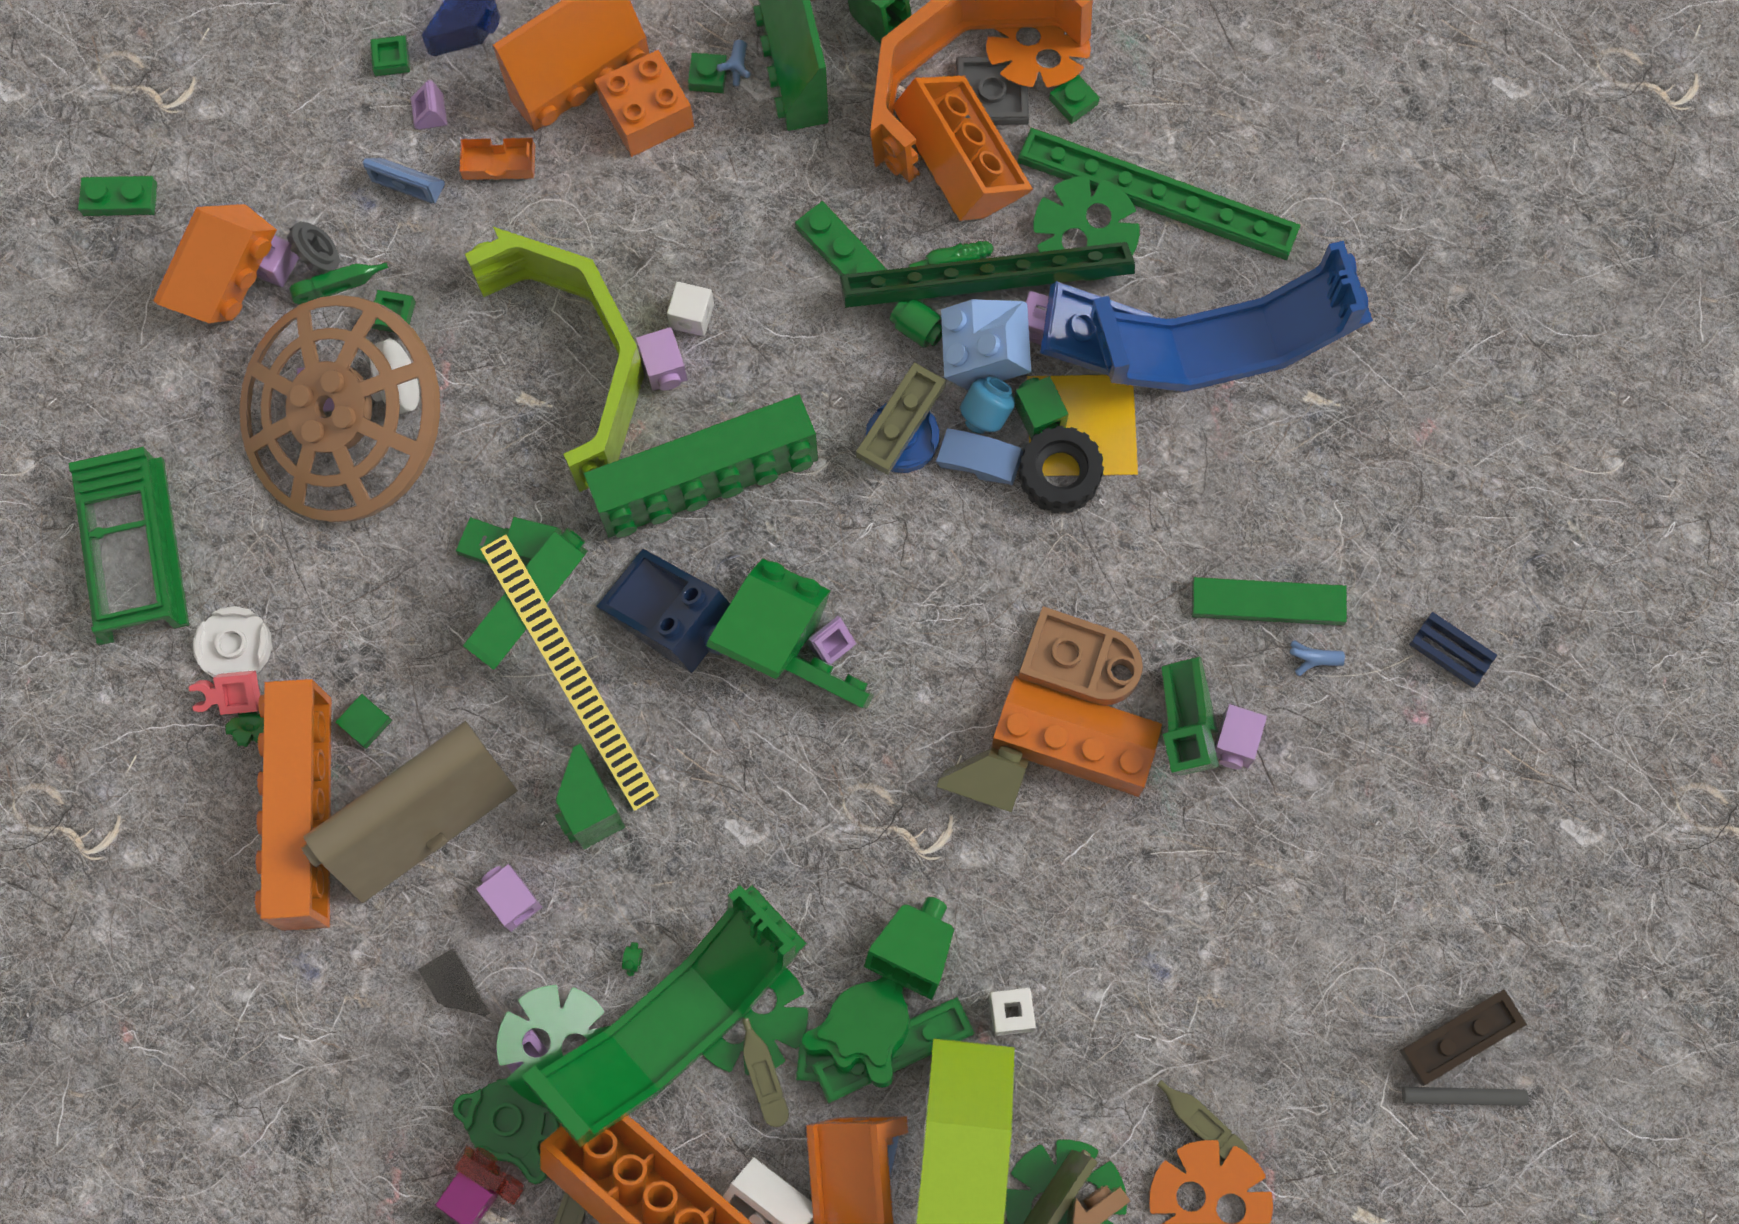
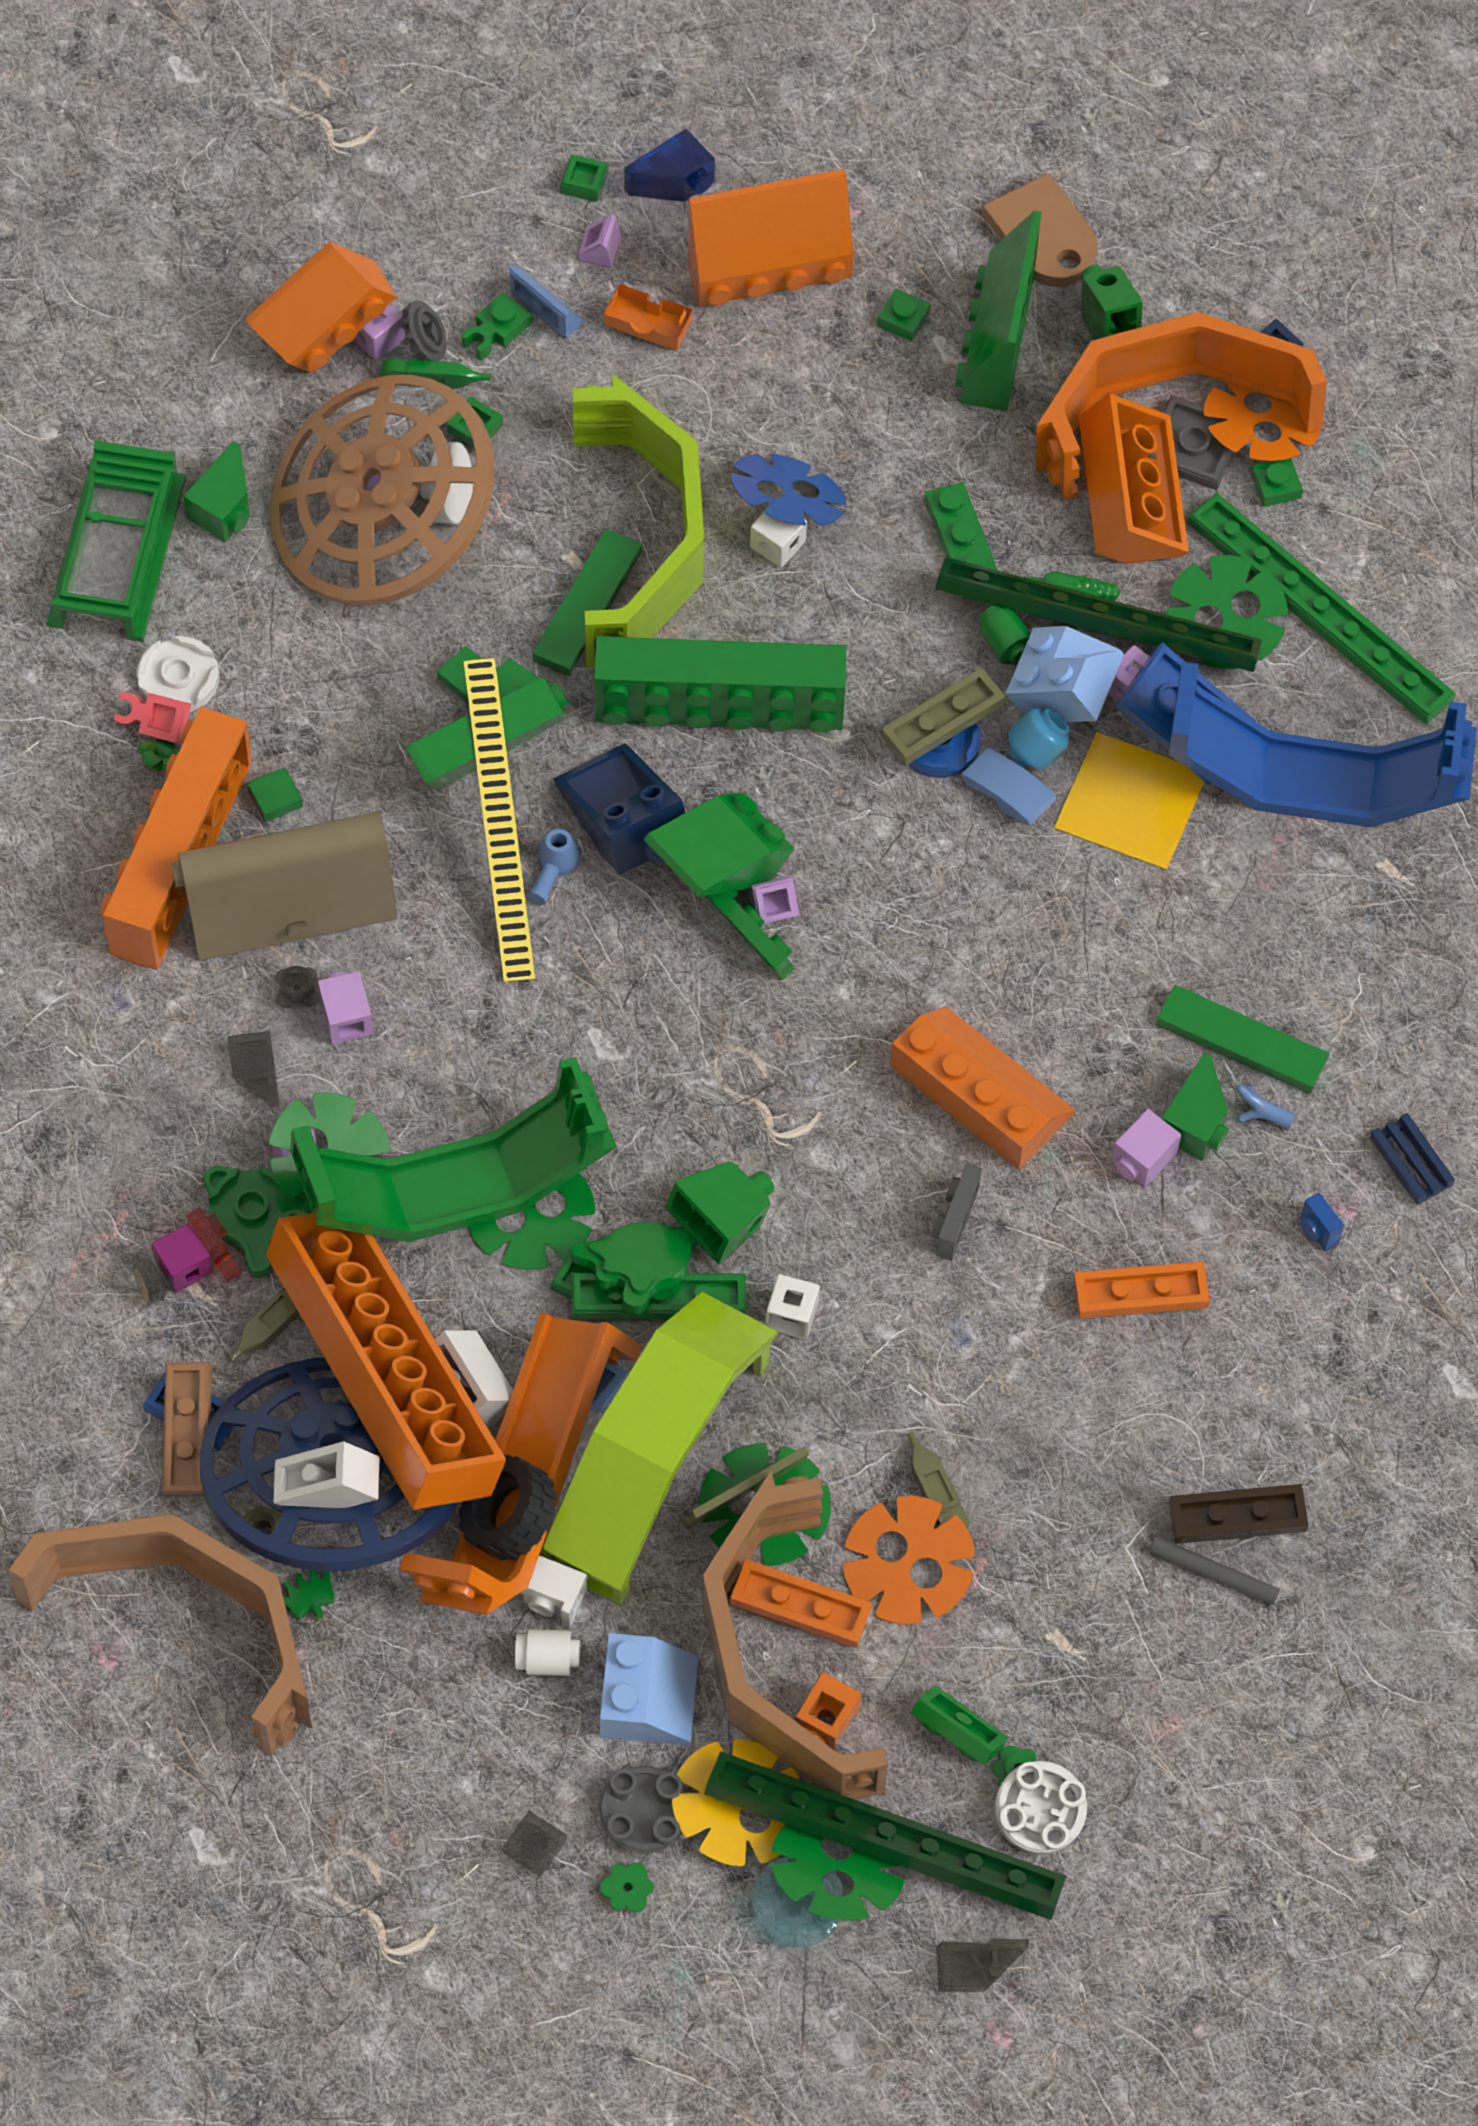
camera: 20 degrees right, 10 degrees down
(117, 195) = (250, 211): green plate -> none
(200, 465) = (220, 496): none -> green slope
(372, 212) = (498, 322): none -> green plate
(448, 889) = (294, 976): none -> clear smoke plate
(555, 433) = (592, 590): none -> green tile
(584, 803) = (458, 947): green slope -> none
(630, 685) = (553, 862): none -> medium blue bar
(632, 958) = (439, 1112): green piece -> none
(644, 103) = (823, 319): orange brick -> none
(662, 359) = (726, 570): lavender brick -> none
(692, 282) = (791, 505): none -> blue piece
(736, 62) = (937, 314): medium blue bar -> none
(764, 1078) = (519, 1271): olive piece -> none
(988, 777) = (873, 1083): olive slope -> none
(1040, 405) = (1092, 763): green brick -> none
(1061, 441) = (1086, 860): black tyre -> none
(1078, 659) = (1019, 1014): medium nougat tile -> none
(1110, 879) = (962, 1196): none -> dark grey plate
(1189, 718) = (1100, 1108): green arch -> none
(1267, 683) = (1199, 1111): none -> green slope
(1291, 866) = (1141, 1290): none -> orange plate
(1410, 741) = (1321, 1222): none -> blue plate

